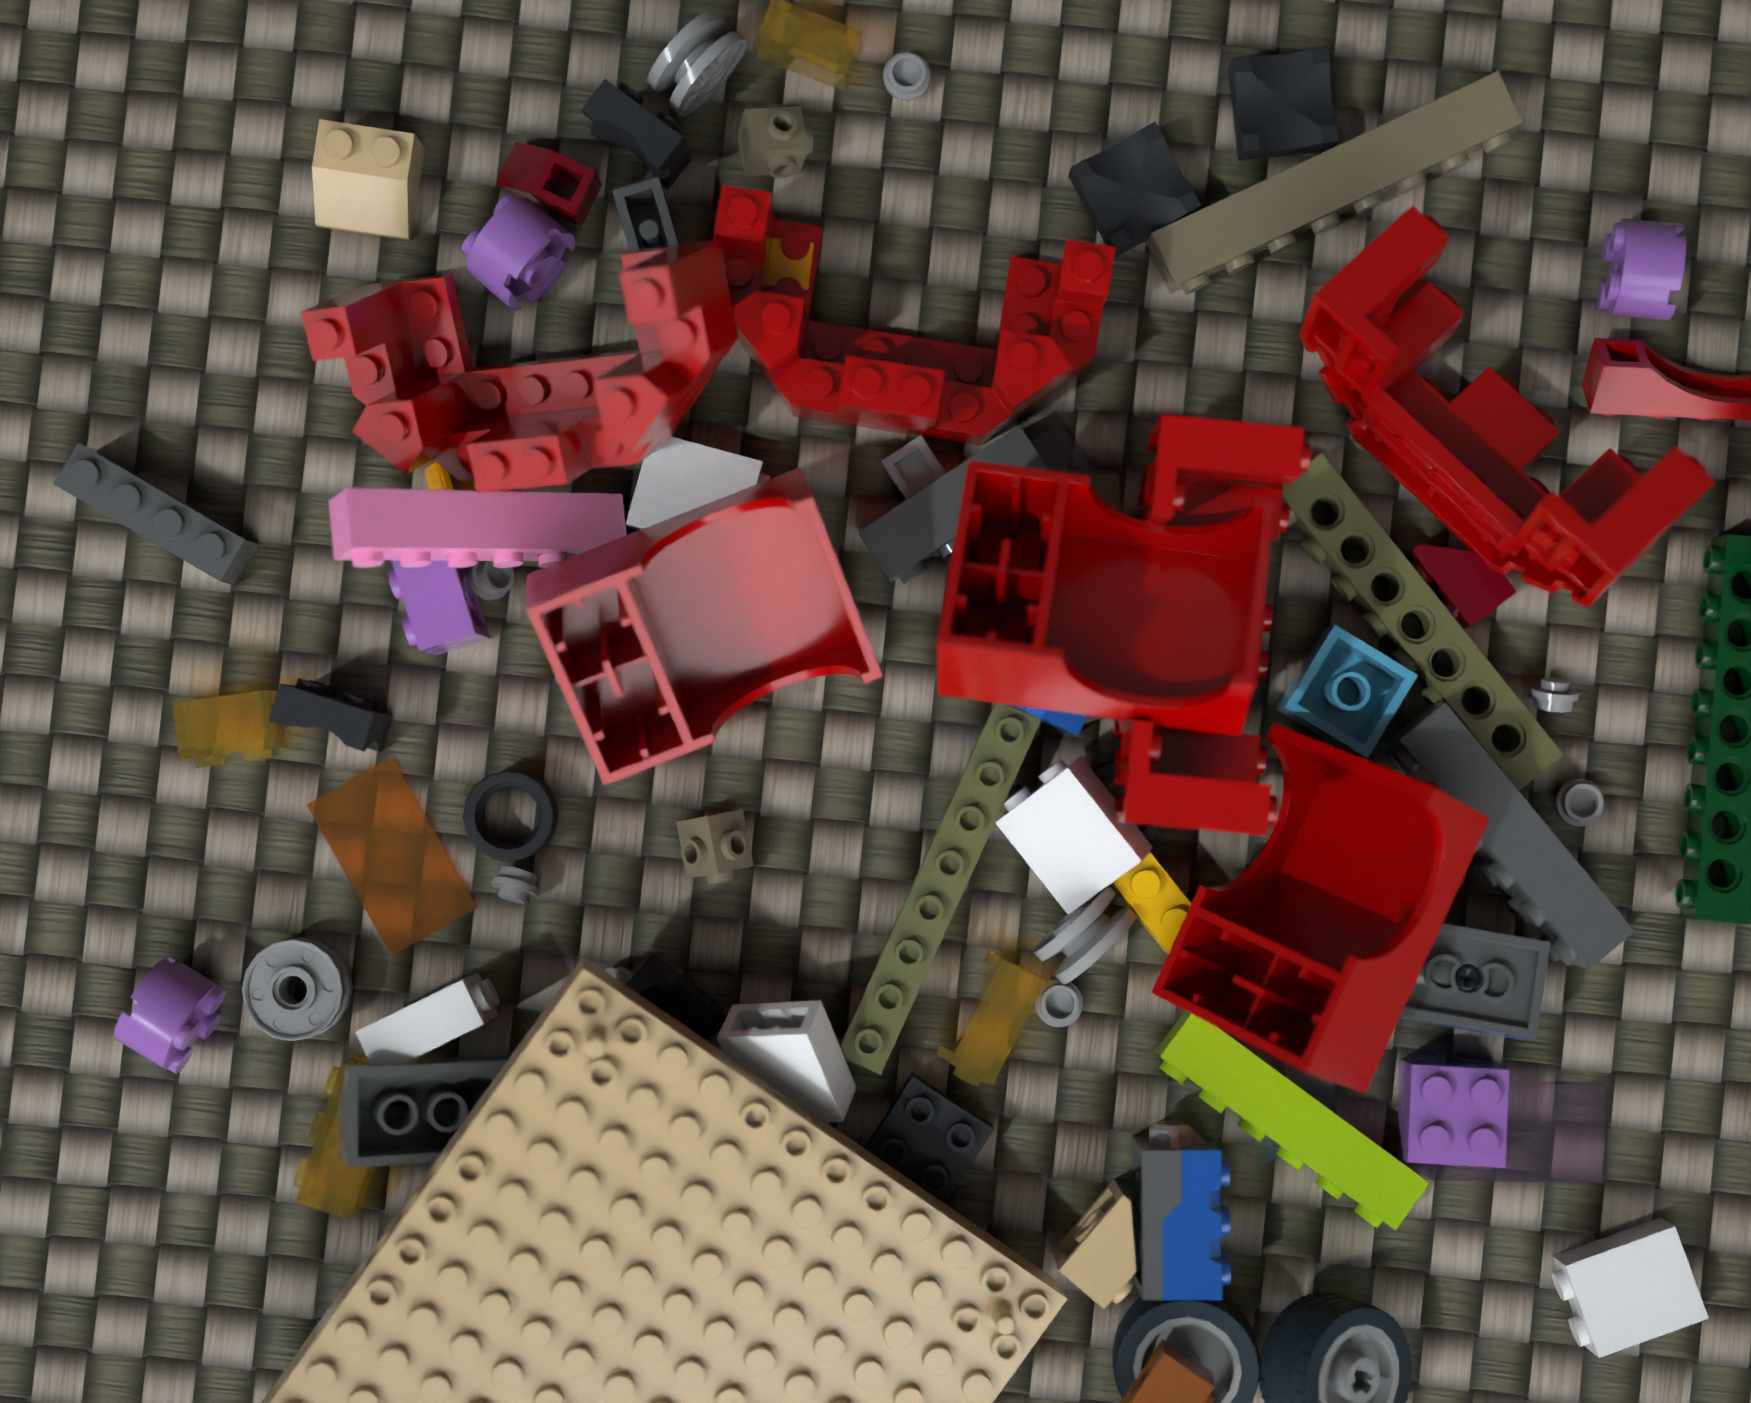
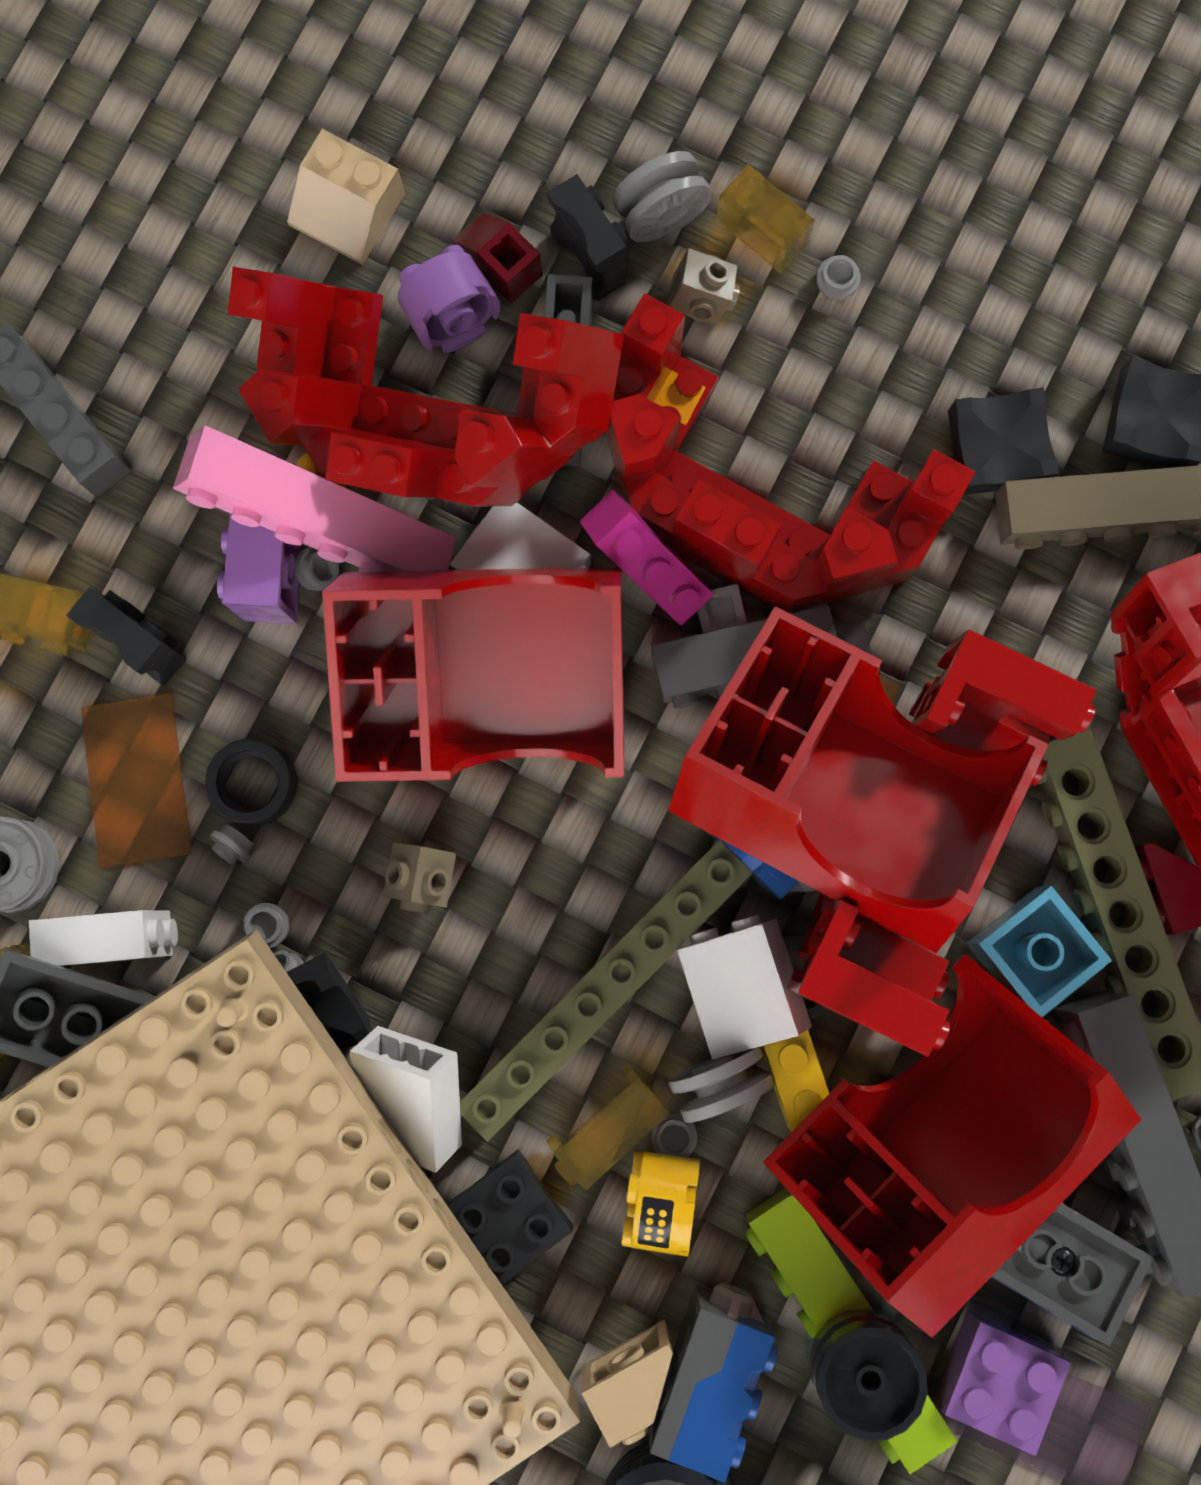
camera: 25 degrees right, 5 degrees down
(578, 943) = (269, 921): none -> light grey plate
(829, 452) = (645, 558): none -> dark pink arch
(1069, 1069) = (661, 1203): none -> yellow brick
(1334, 1177) = (864, 1404): none -> black wheel

